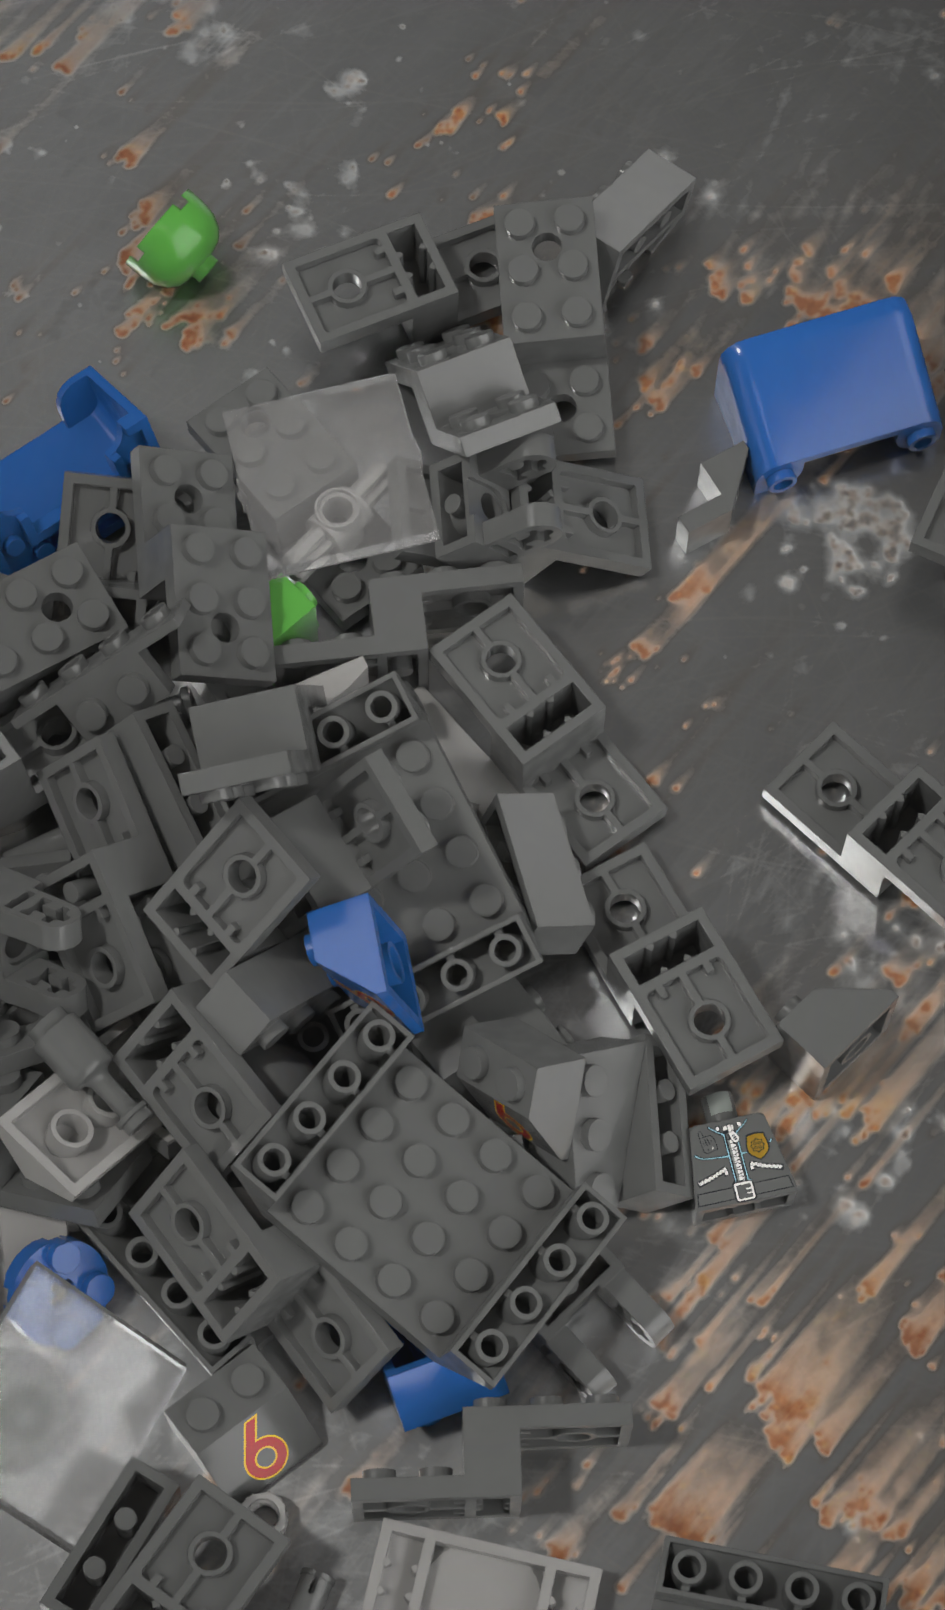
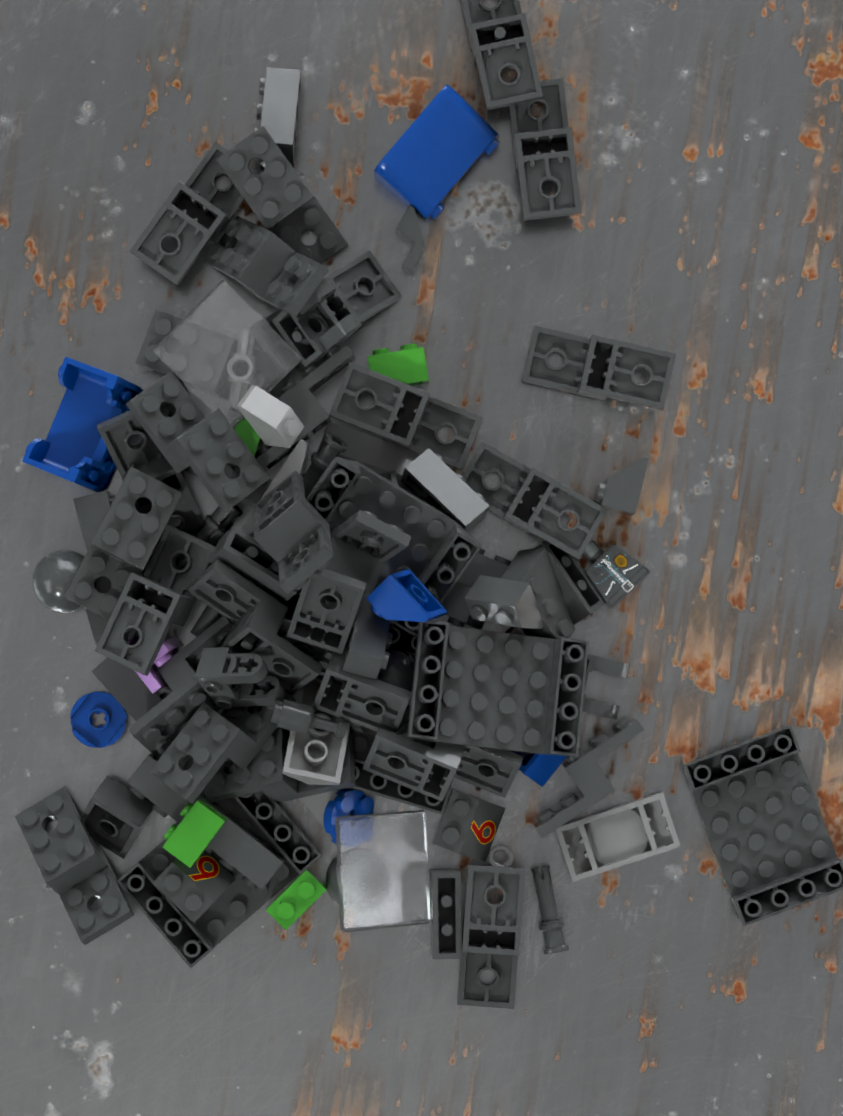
camera: 30 degrees left, 20 degrees up
(111, 683) = (194, 528): dark grey bracket -> none
(179, 245) = (64, 262): bright green cylinder -> none
(334, 590) = (270, 418): none -> light grey slope
(601, 660) = (403, 365): none -> bright green brick

